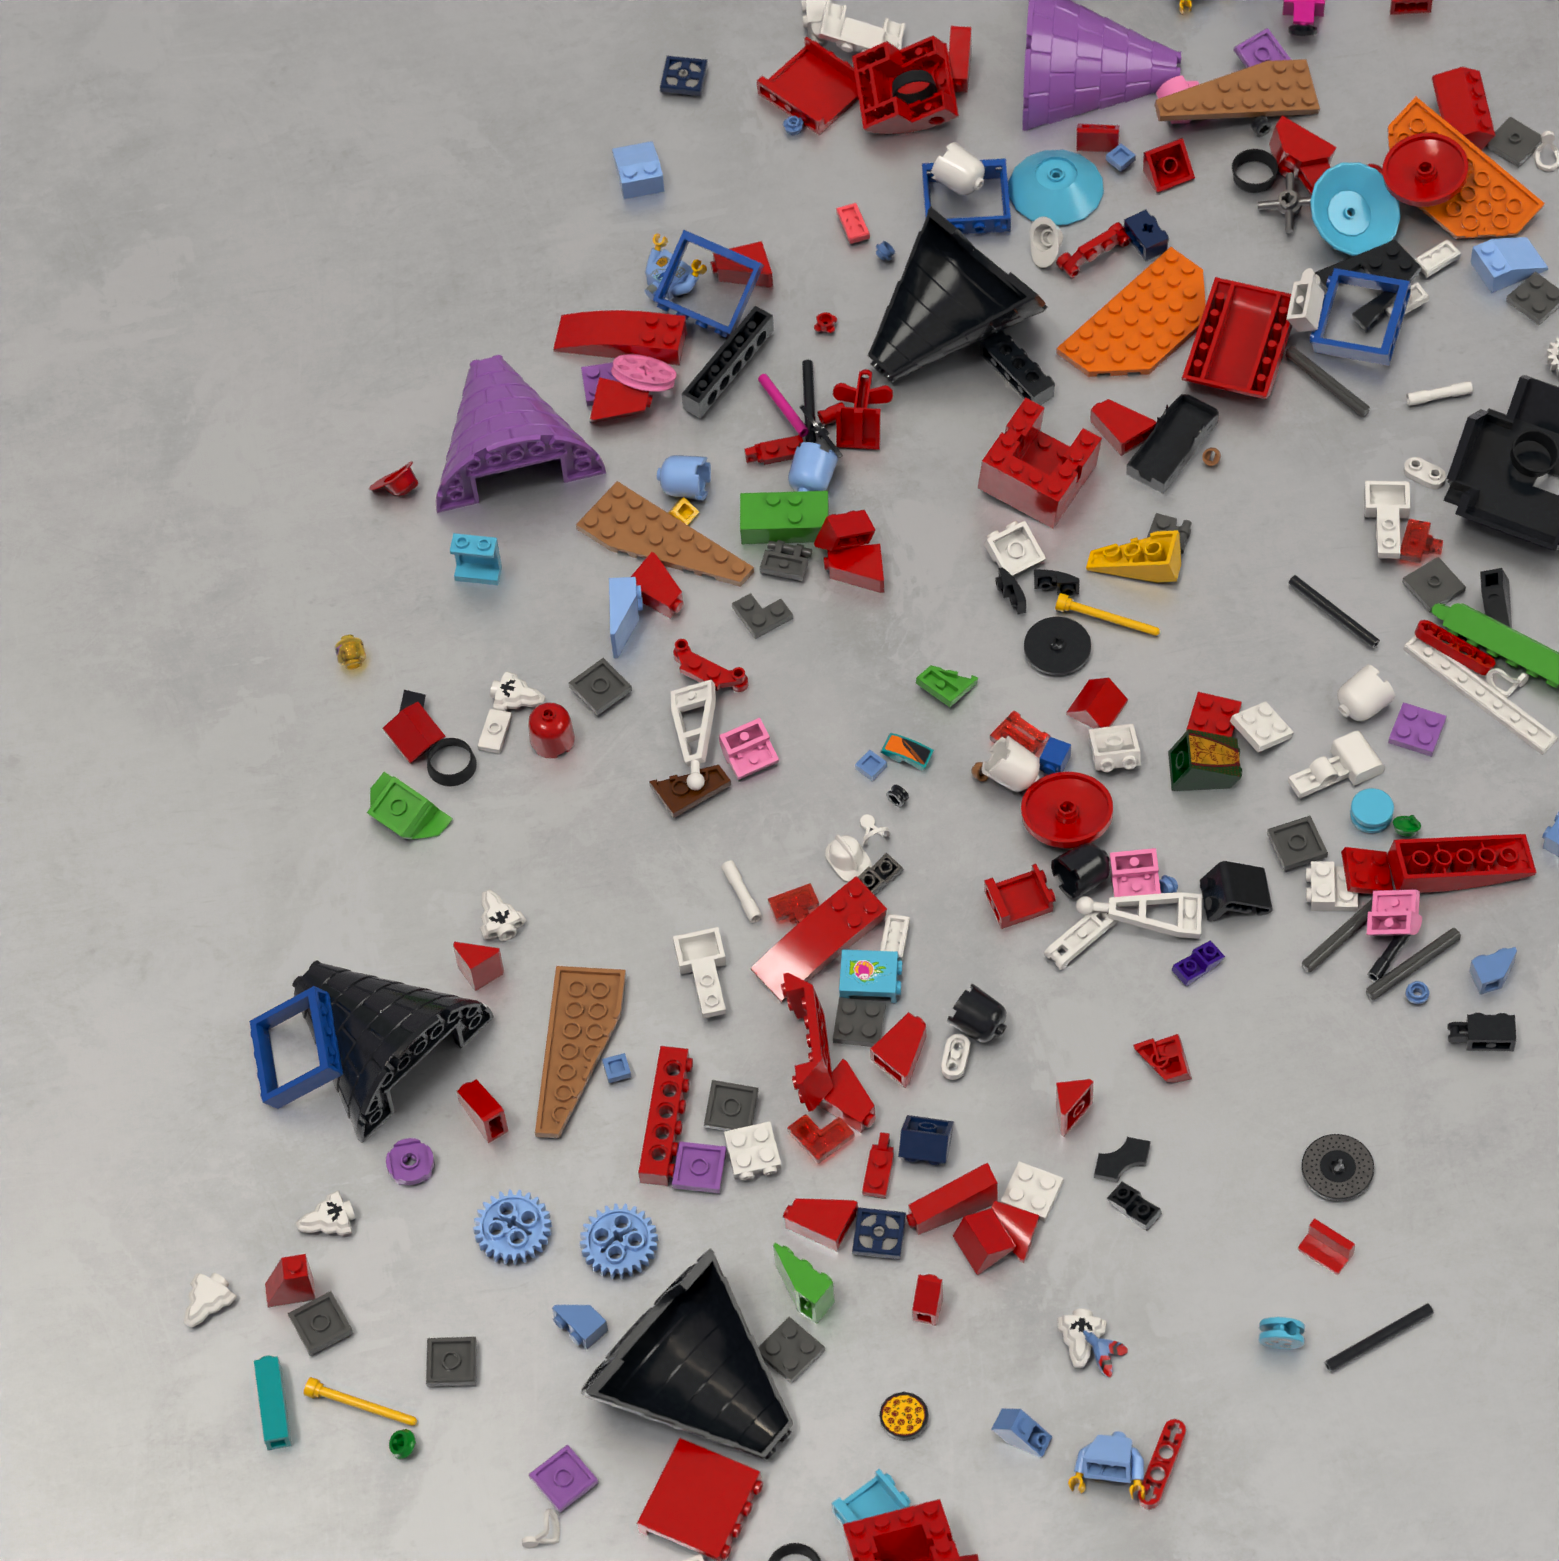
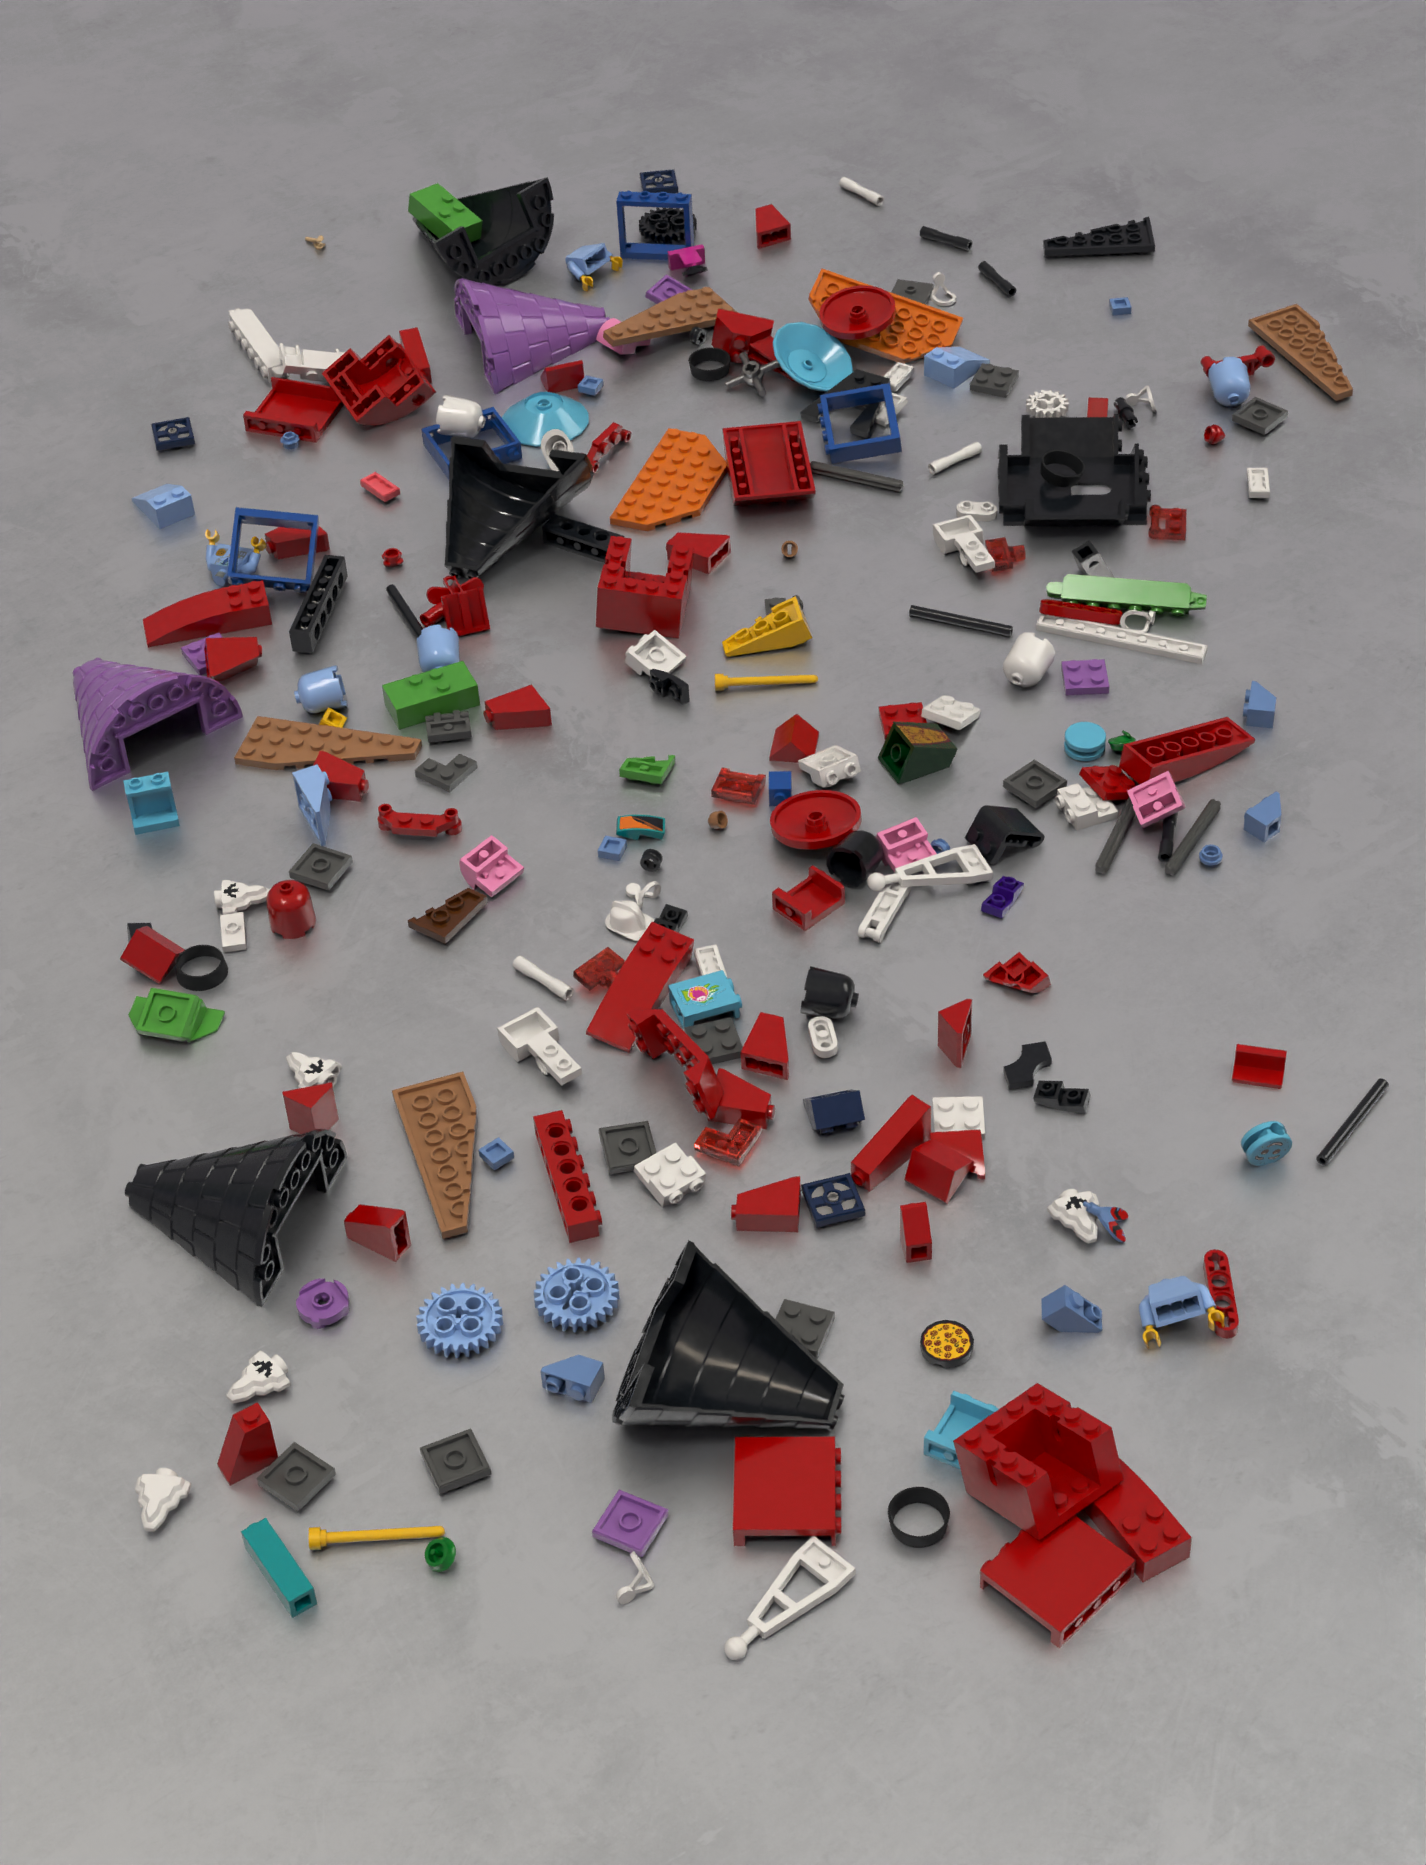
camera: 25 degrees left, 15 degrees down
(326, 1043) = (185, 1258): blue window -> none
(350, 652) = (57, 913): clear yellow head -> none
(398, 482) = (47, 775): red piece -> none
(643, 372) = (244, 630): bright pink wedge -> none
(684, 700) = (416, 846): white plate -> none
(699, 1167) = (624, 1206): medium lavender plate -> none
(773, 451) = (394, 655): red hinge -> none
(783, 405) = (385, 621): dark pink piece -> none
(808, 1289) = (783, 1261): bright green slope -> none
(821, 431) = (427, 614): black piece -> none
(845, 531) = (495, 680): red slope -> none
(879, 1168) = (801, 1149): red hinge -> none
(885, 251) = (419, 496): medium blue plate -> none
(910, 77) = (381, 366): black tyre -> none
(1011, 765) = (746, 800): white cylinder -> none
(1053, 660) = (733, 713): black piece -> none
(1061, 581) = (705, 667): black slope -> none
(1146, 235) = (643, 425): dark blue brick -> none
(1167, 165) = (633, 377): red slope -> none
(1172, 442) = (749, 550): black piece -> none
(1306, 302) = (810, 422): white brick -> none
(1325, 1154) = (1244, 1008): piece -> none
(1351, 760) = (1038, 712): white plate -> none
(1434, 584) = (1032, 578): dark grey plate -> none
(1464, 104) = (856, 268): red slope -> none
(1485, 1032) = (1291, 863): black brick -> none

